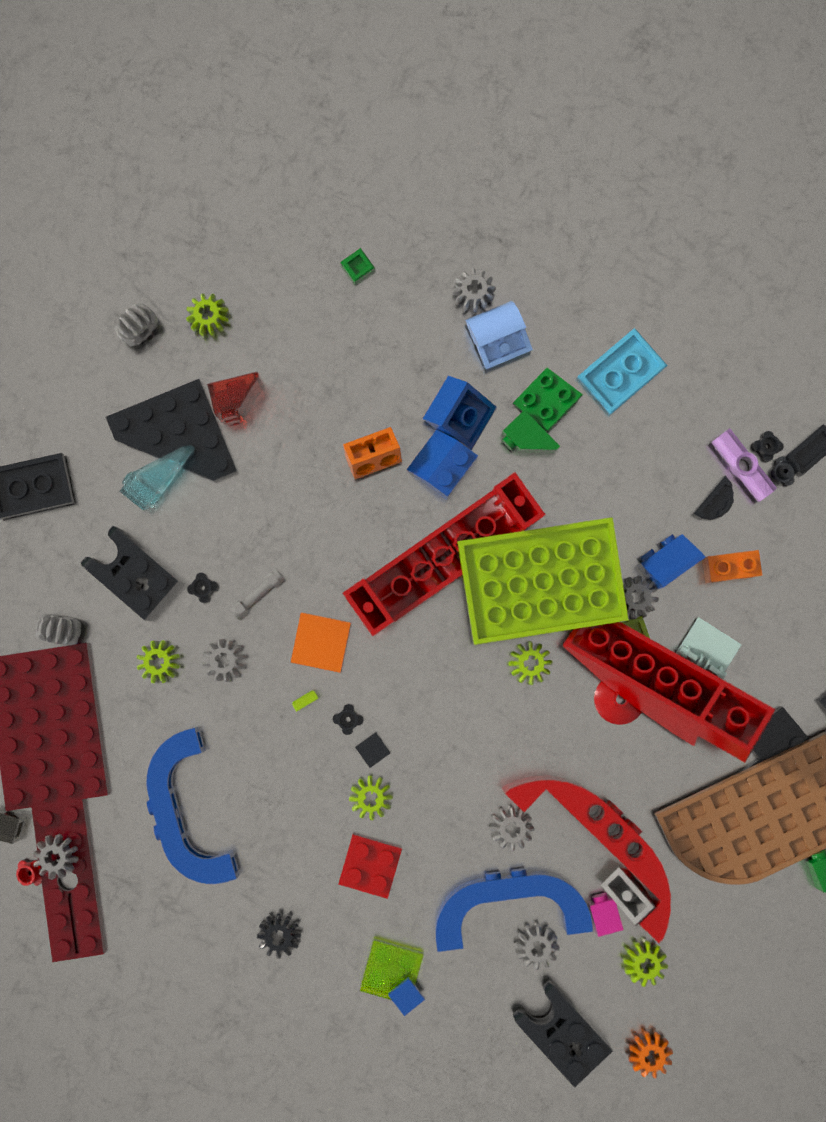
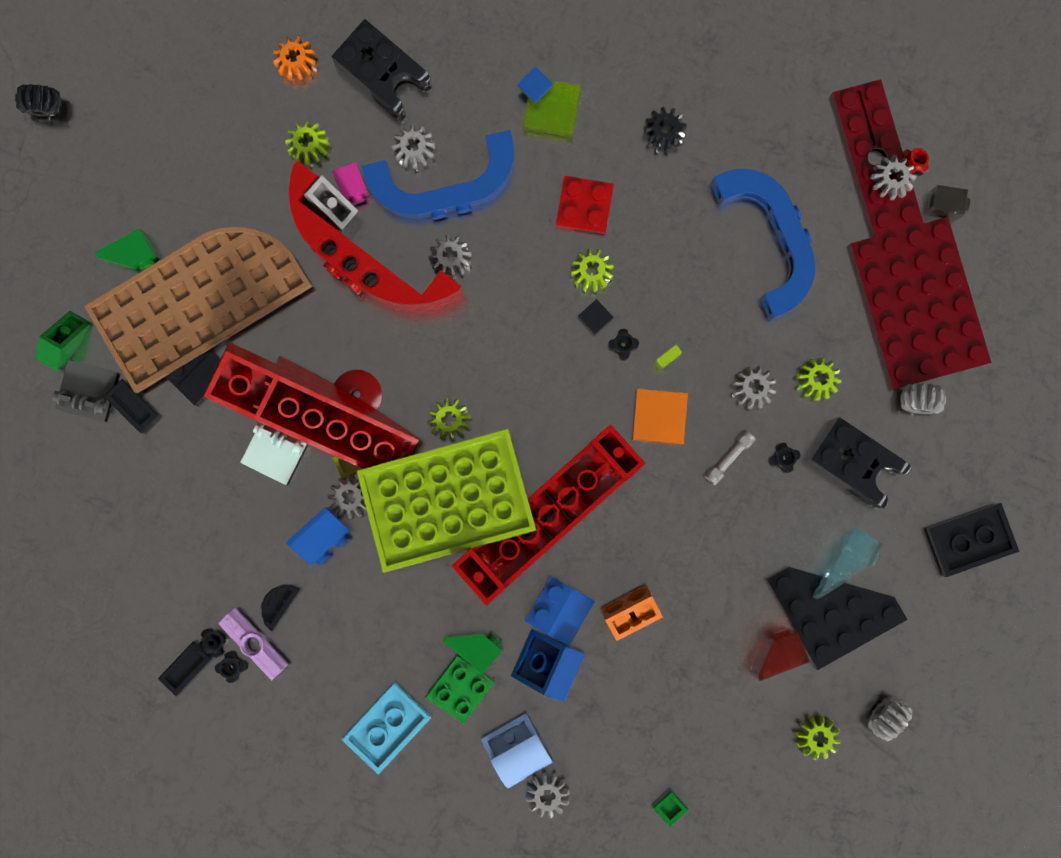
camera: 175 degrees right, 0 degrees up
(732, 566) = (256, 538): orange brick -> none

